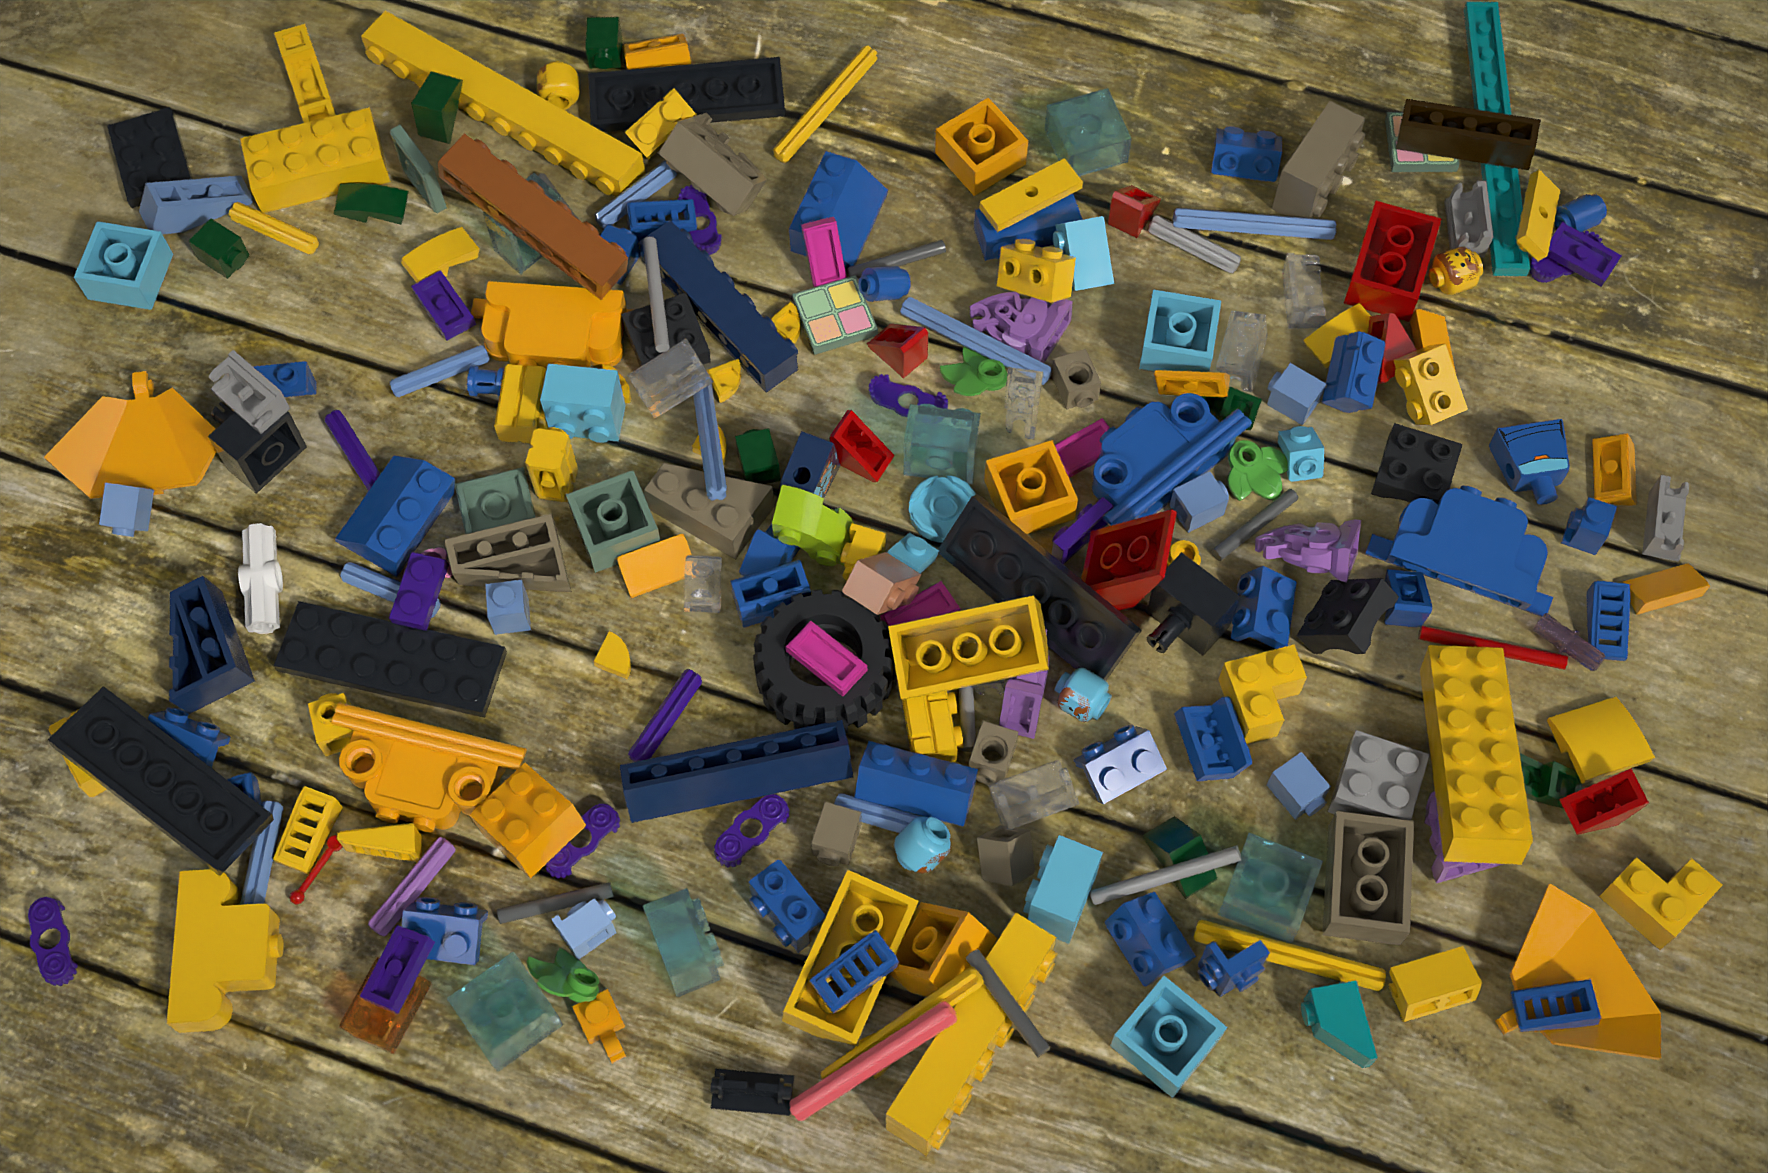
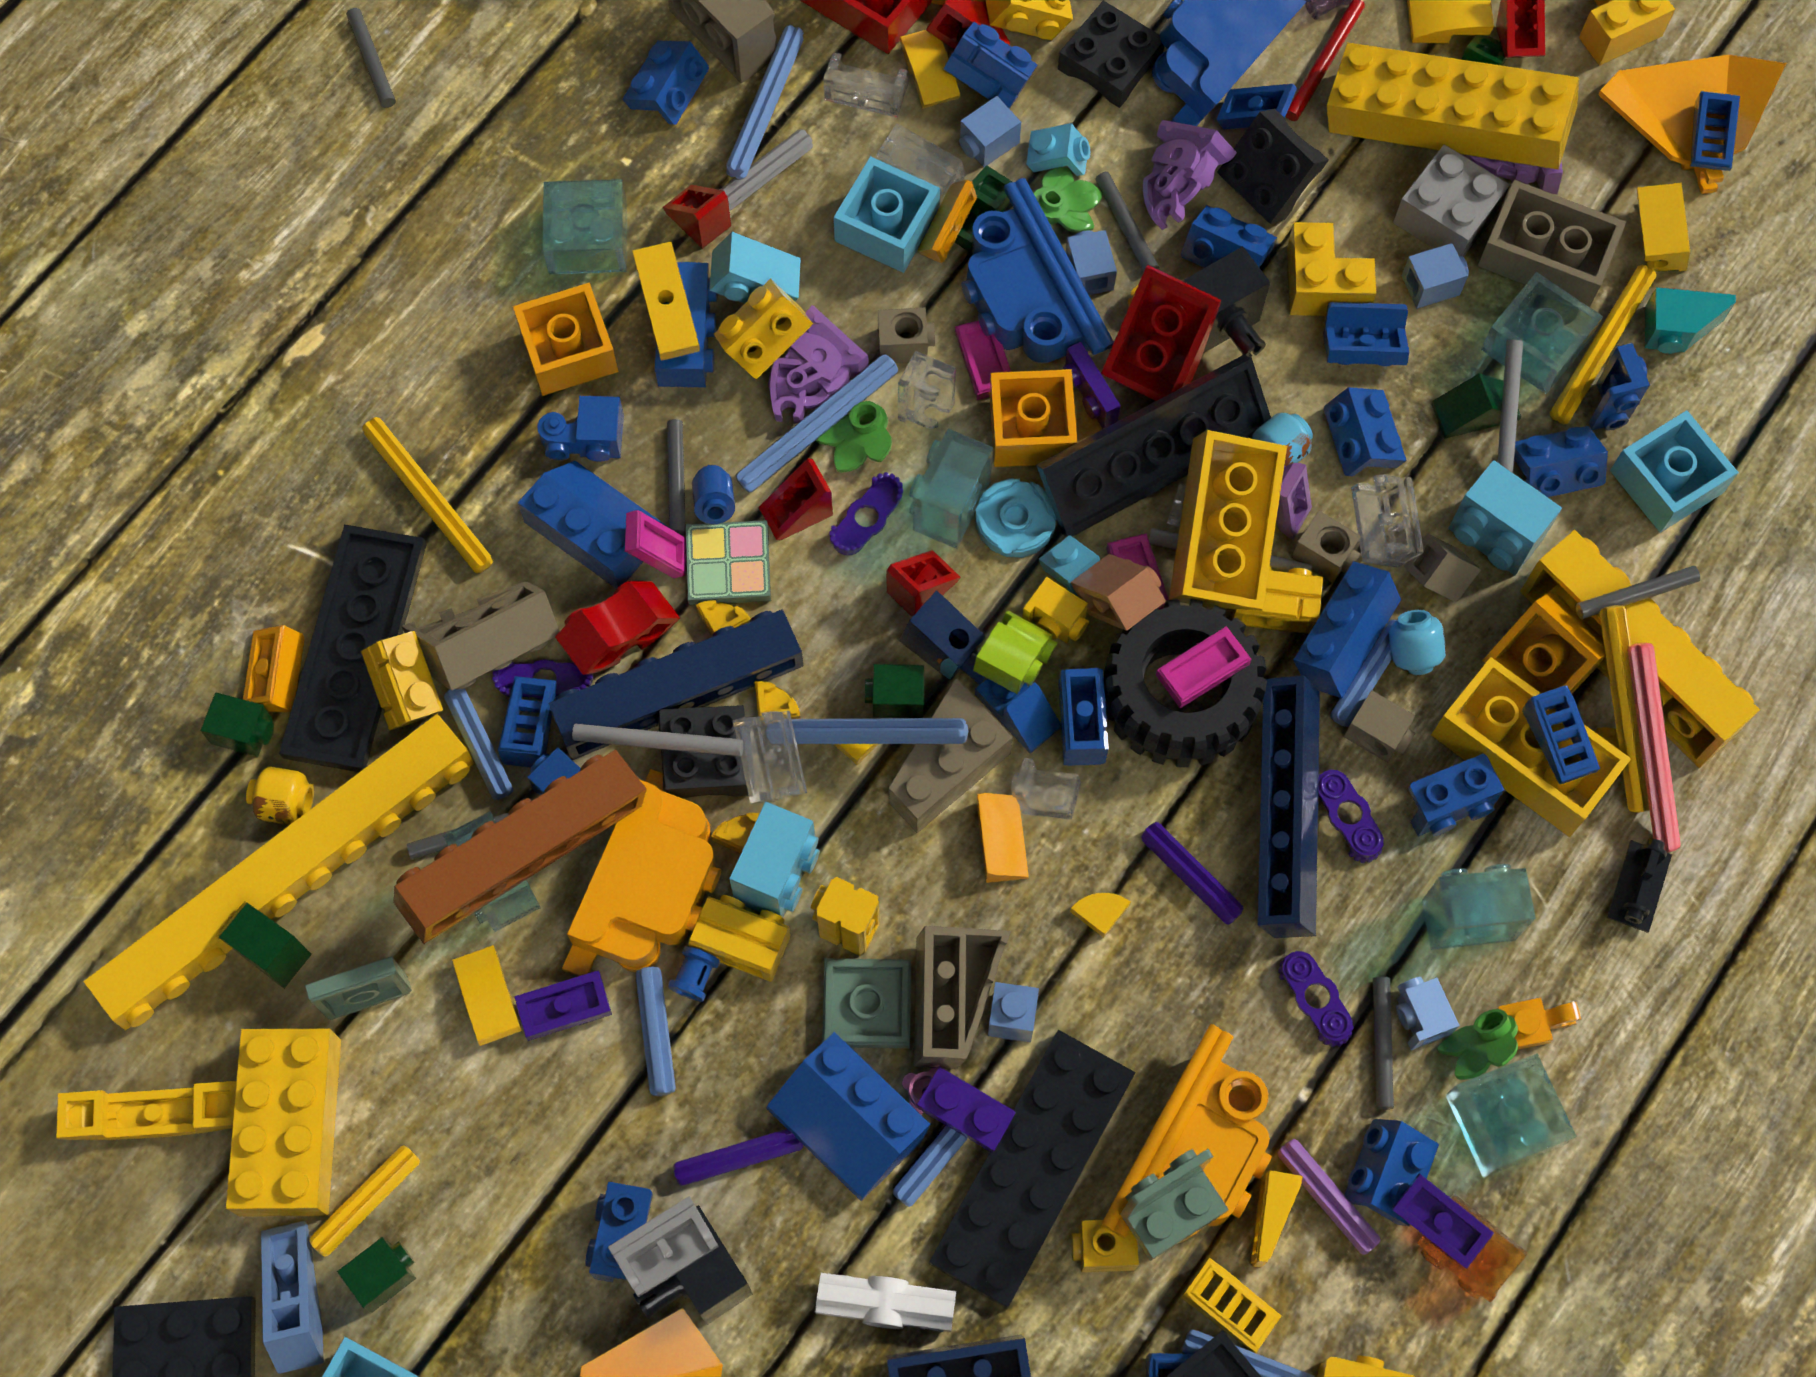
camera: 75 degrees left, 5 degrees up
(297, 896) = (1251, 1278): red hinge -> none
(357, 742) = (1174, 1206): none -> sand green bracket
(362, 201) = (372, 1066): dark green slope -> none
(527, 820) = (1291, 1043): light orange brick -> none
(612, 519) = (940, 865): sand green brick -> none
(763, 258) = (604, 632): none -> red brick
(914, 191) = (592, 435): none -> blue brick

